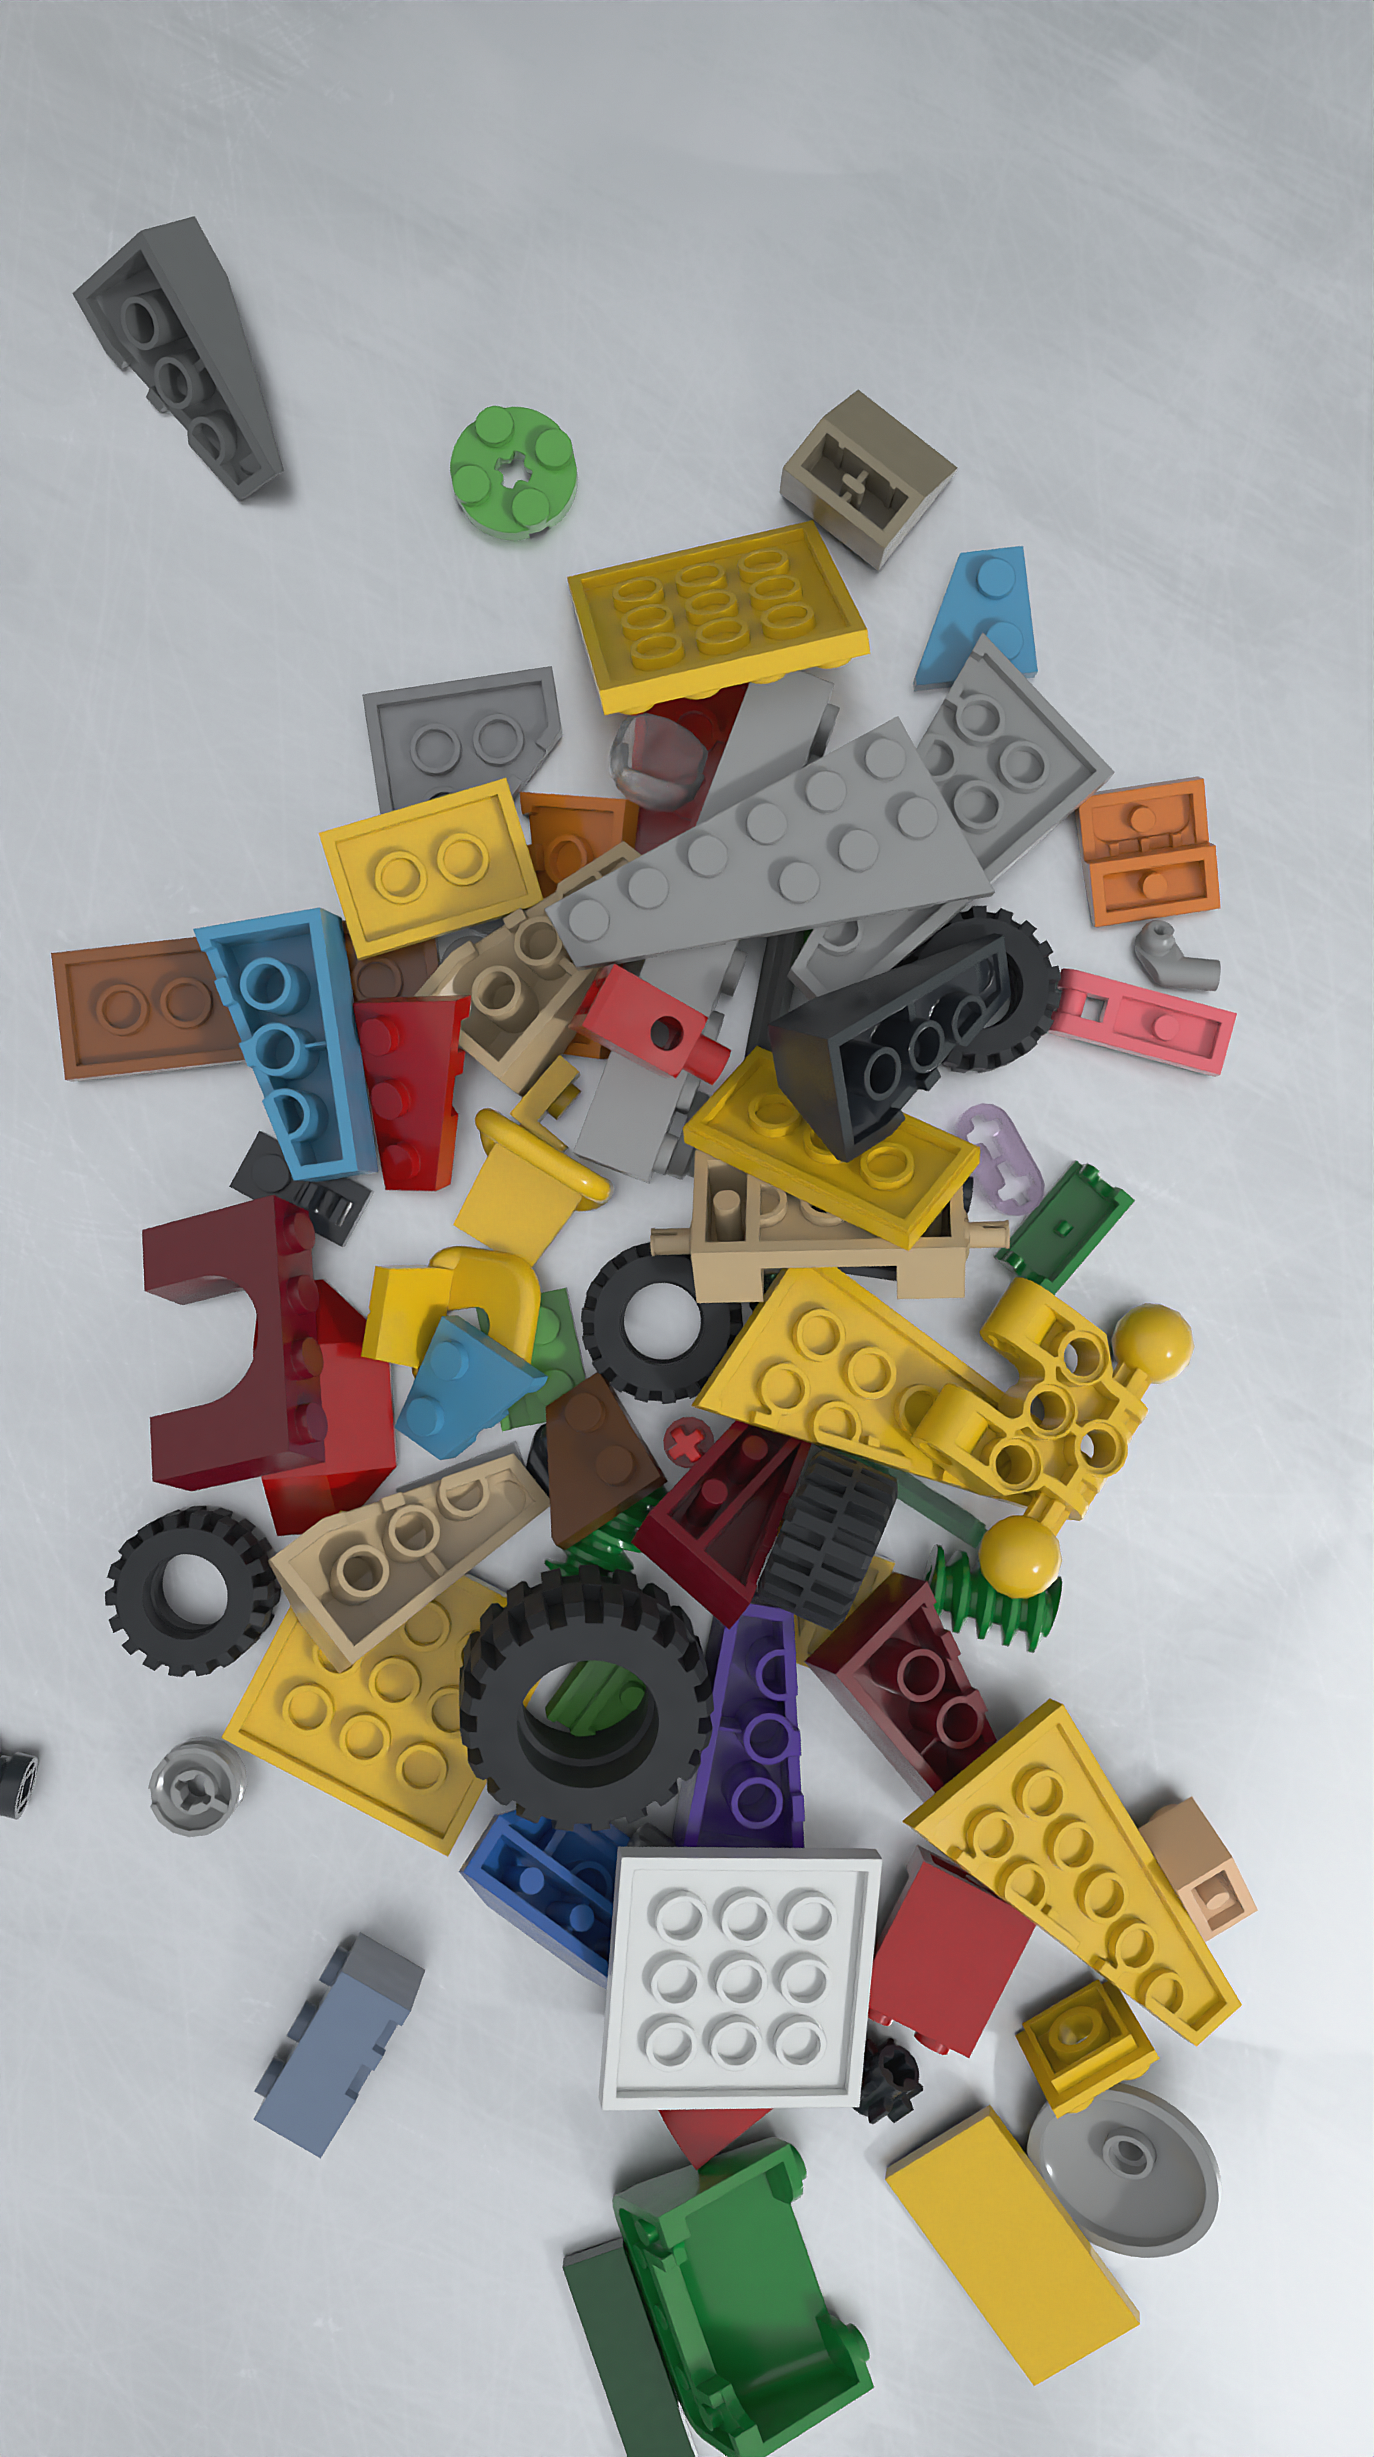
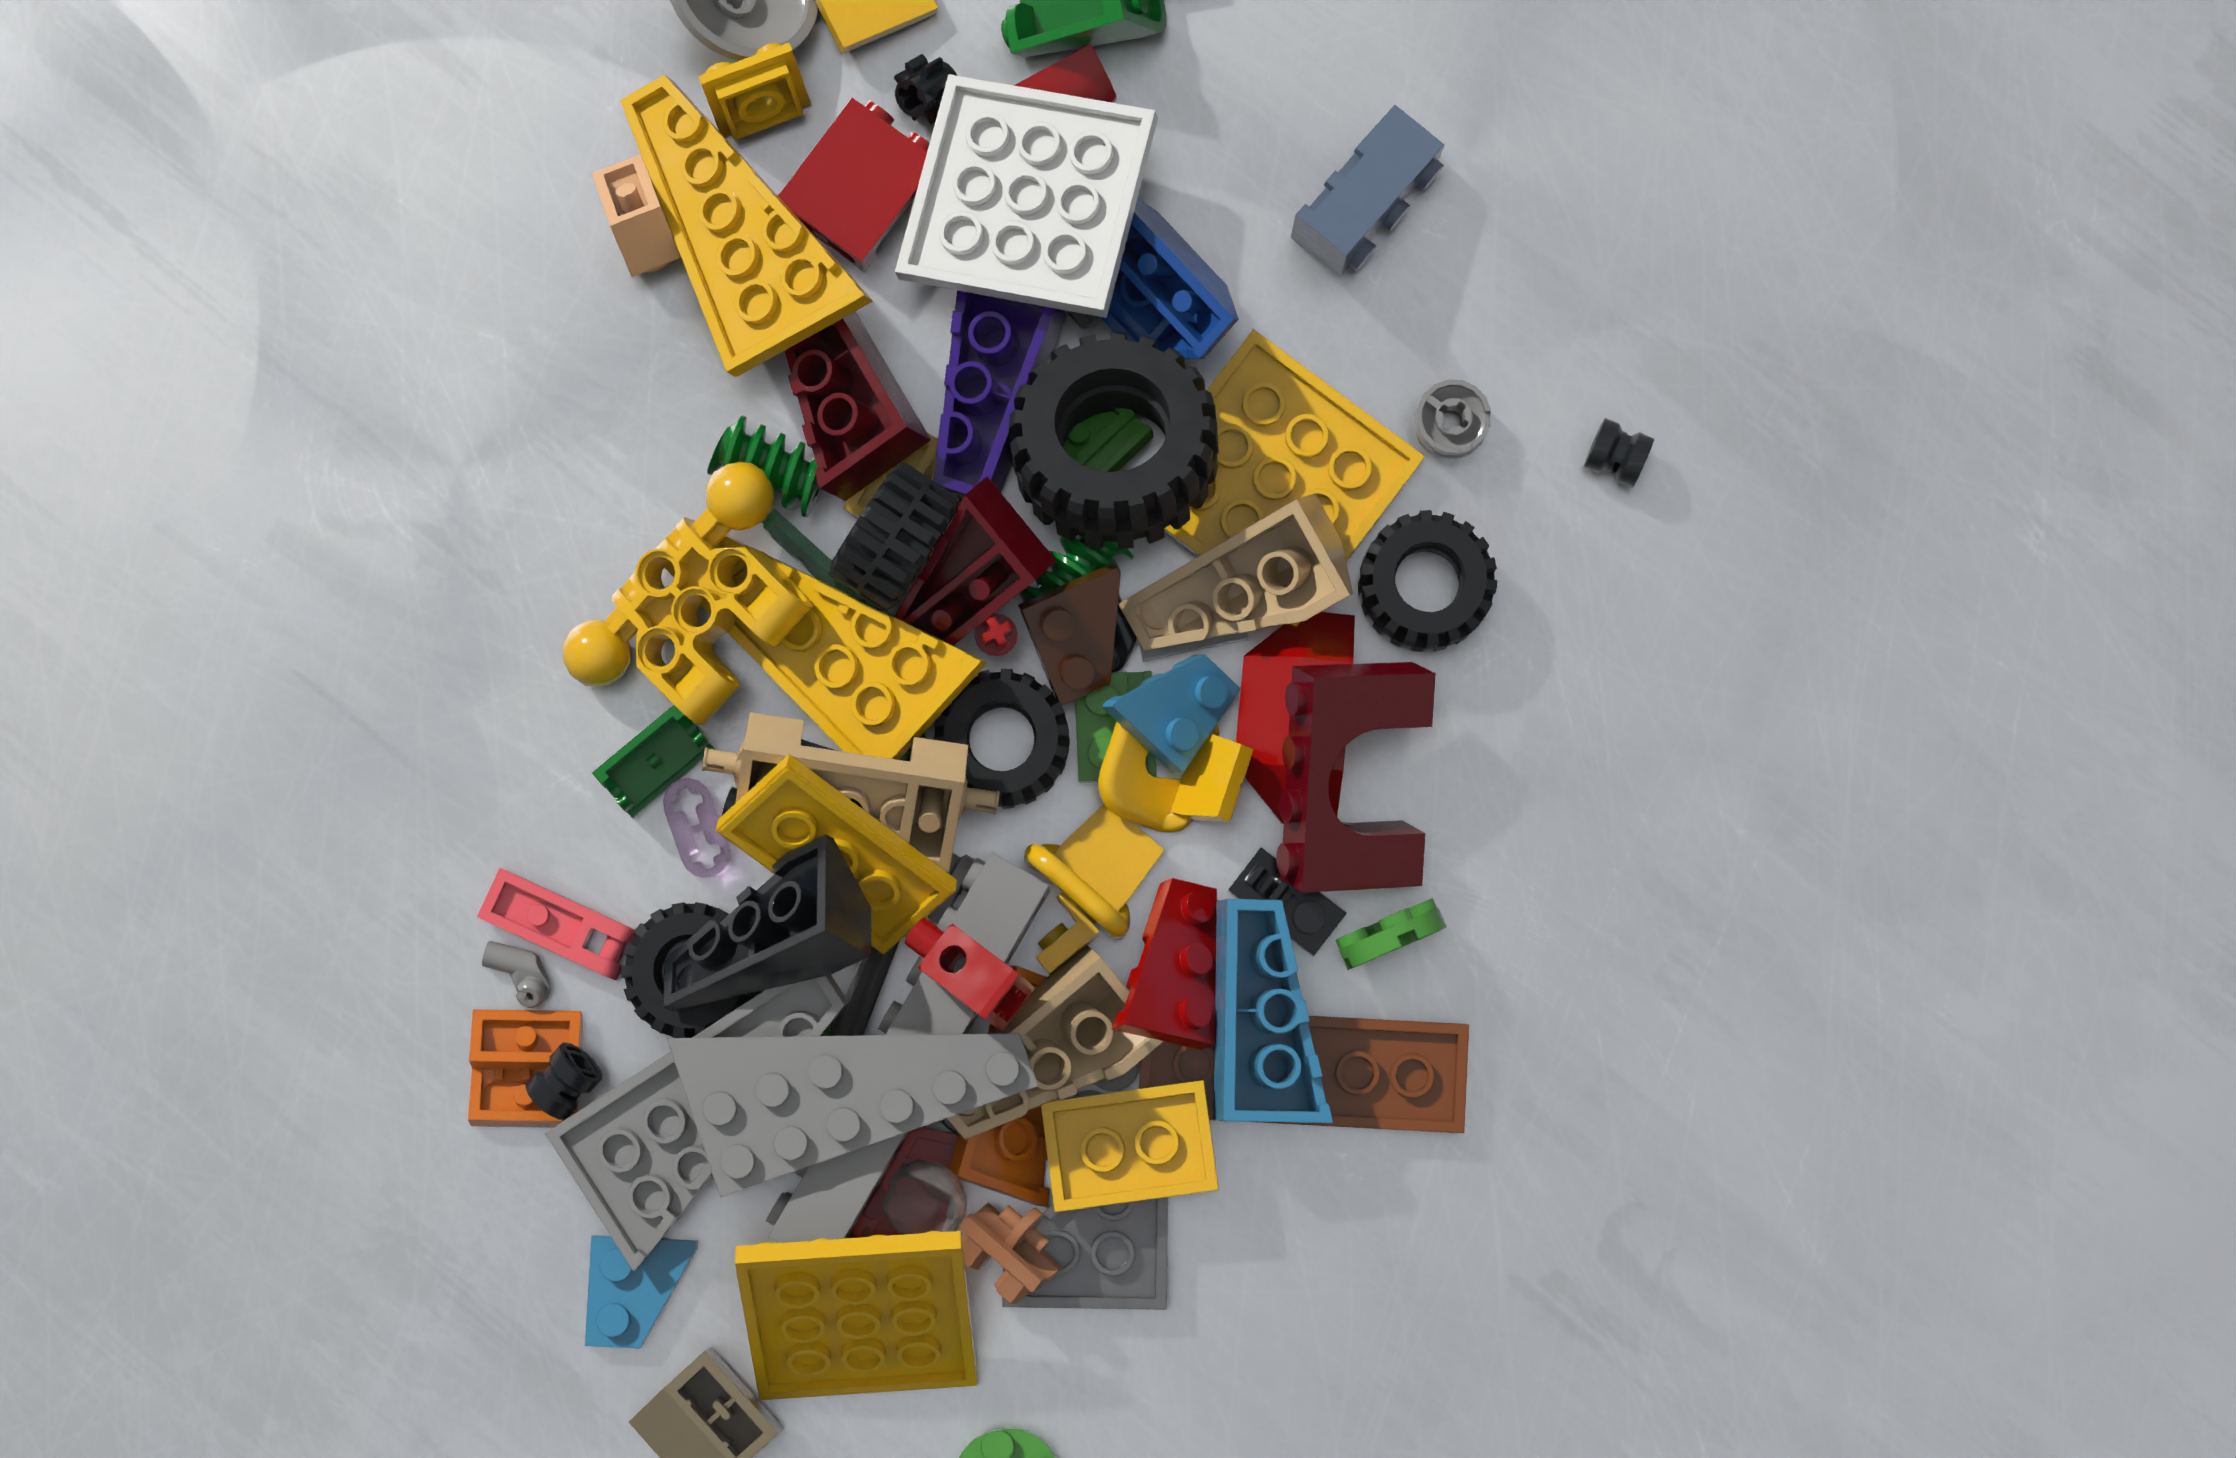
camera: 170 degrees left, 5 degrees down
(177, 1157) = (1390, 934): none -> bright green plate
(549, 730) = (1014, 1245): none -> nougat hips
(1107, 829) = (563, 1081): none -> black wheel

